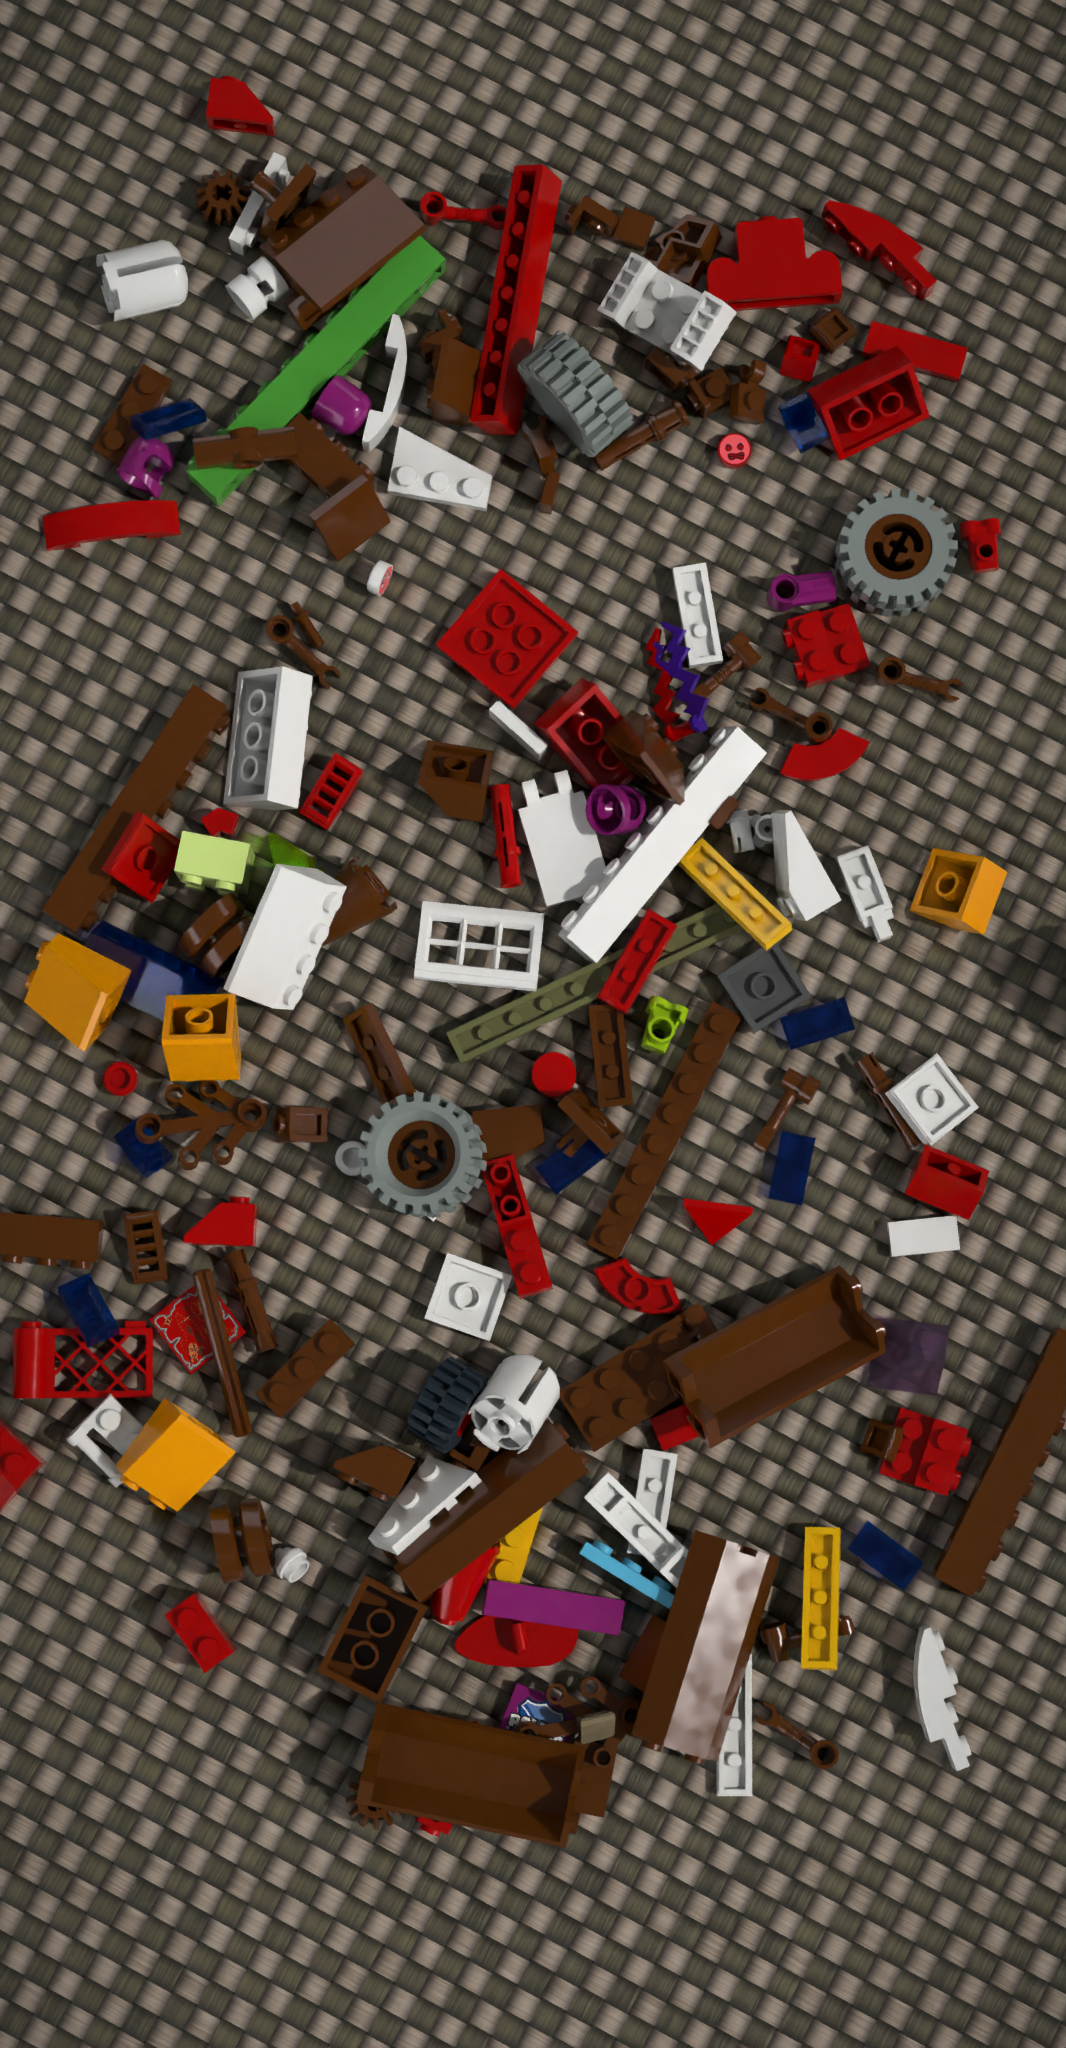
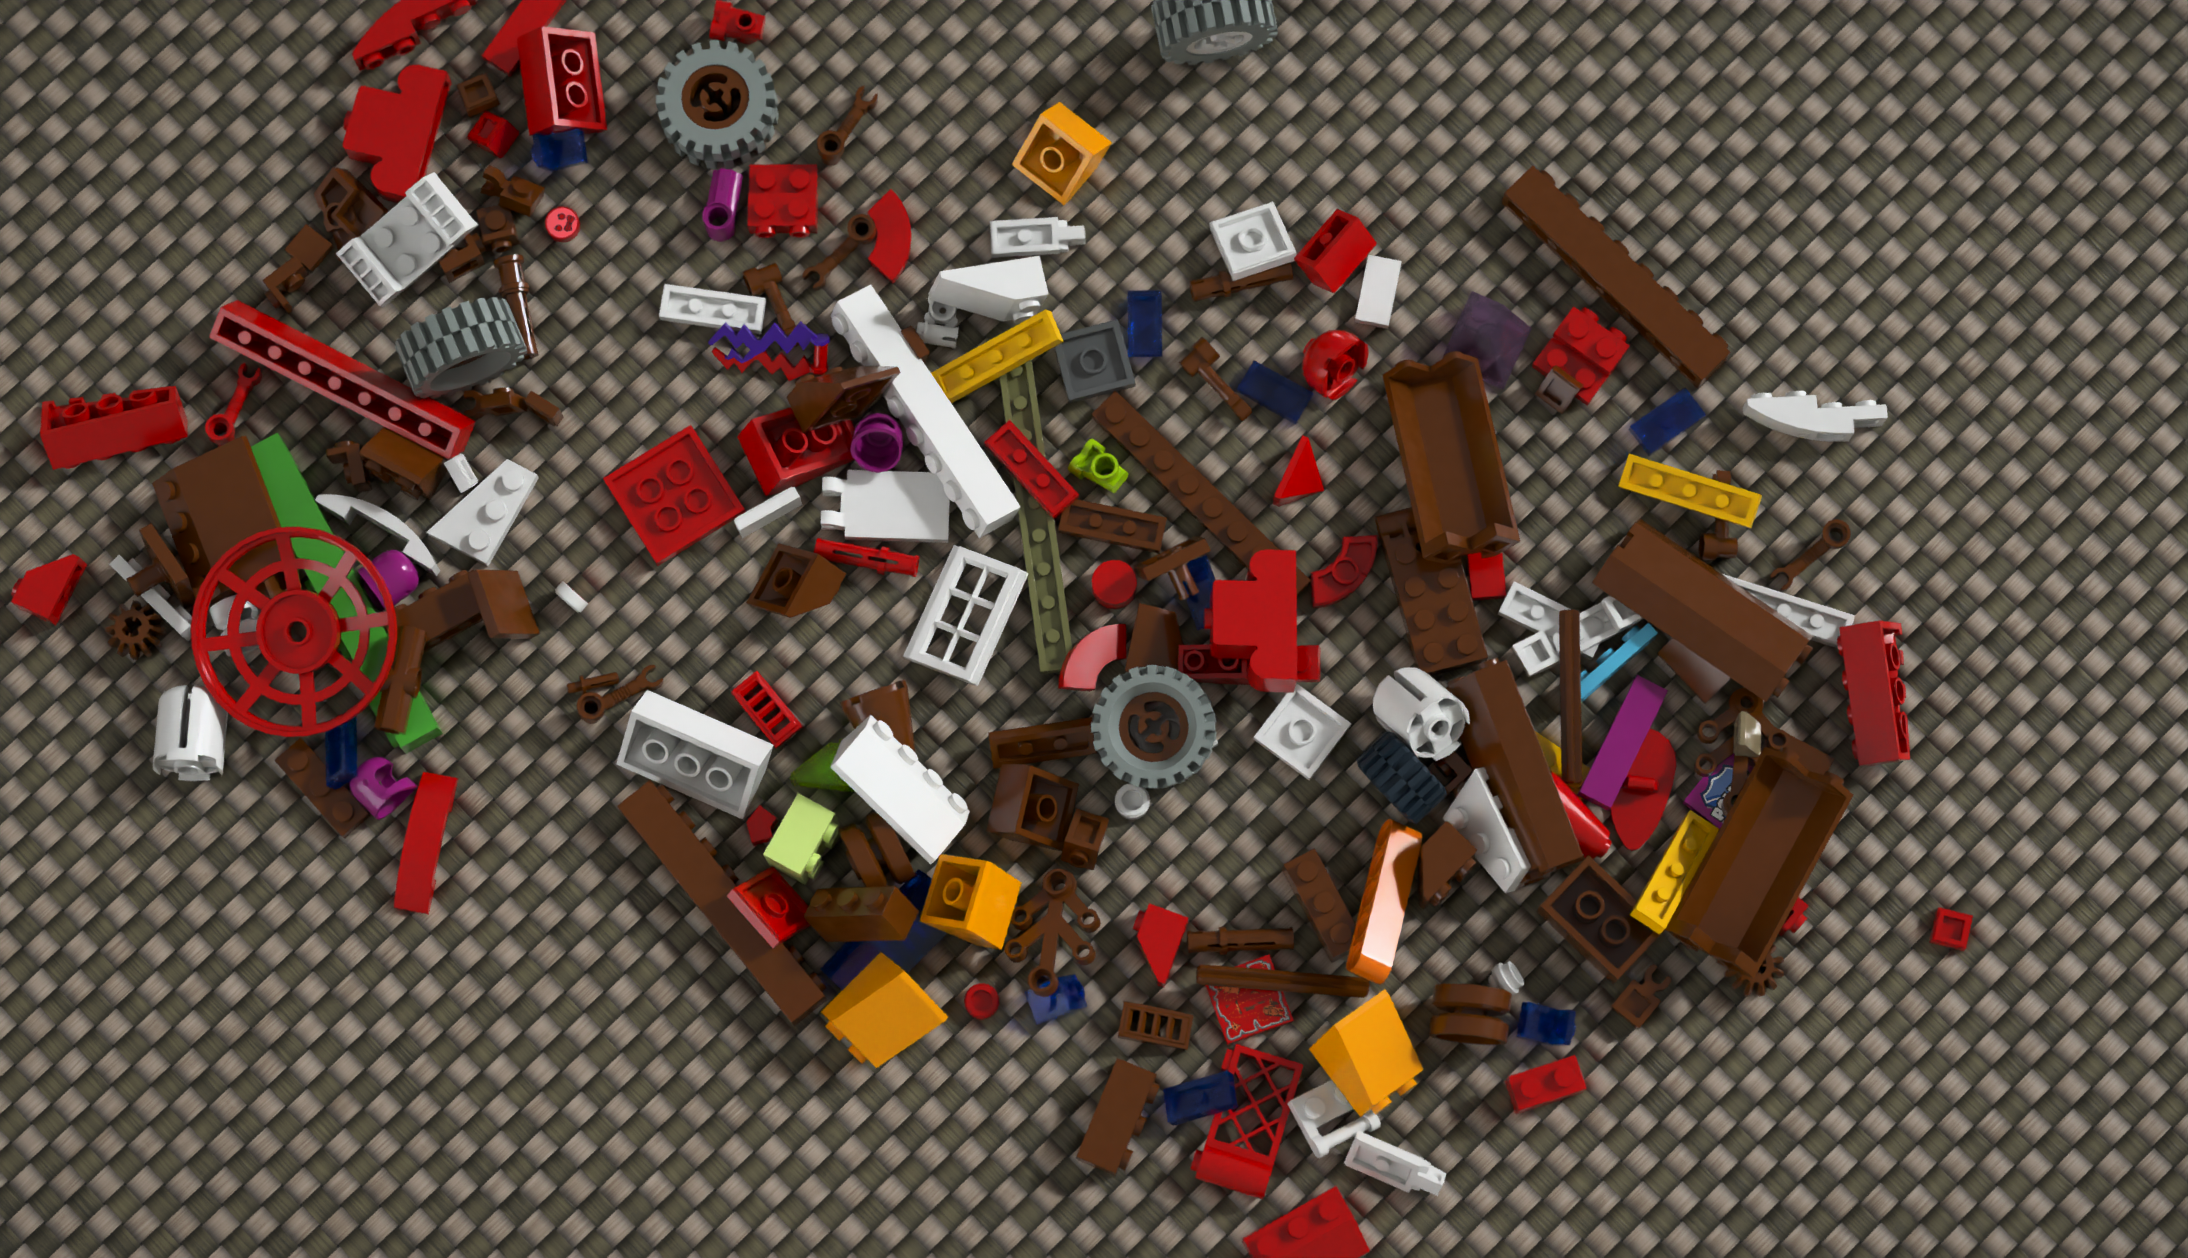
camera: 65 degrees left, 5 degrees down
(81, 1511) = (1393, 1165): none -> white hinge
(157, 939) = (861, 914): none -> reddish brown brick
(245, 324) = (275, 636): none -> red dish
(258, 1615) = (1546, 1024): none -> clear blue bracket
(308, 1696) = (1638, 1000): none -> reddish brown plate
(315, 1066) = (1032, 806): none -> reddish brown slope
(323, 1425) = (1384, 902): none -> orange beam
(405, 108) = (111, 425): none -> red wedge
(439, 1695) = (1674, 872): none -> yellow plate
(463, 438) = (461, 472): none -> white tile
(474, 1979) = (1951, 929): none -> red tile
(477, 1075) = (1091, 655): none -> tile
(555, 1221) = (1258, 620): none -> red brick
(578, 1543) = (1570, 696): none -> reddish brown axle
(680, 1838) = (1875, 691): none -> red wedge
(835, 1213) = (1332, 361): none -> red cylinder

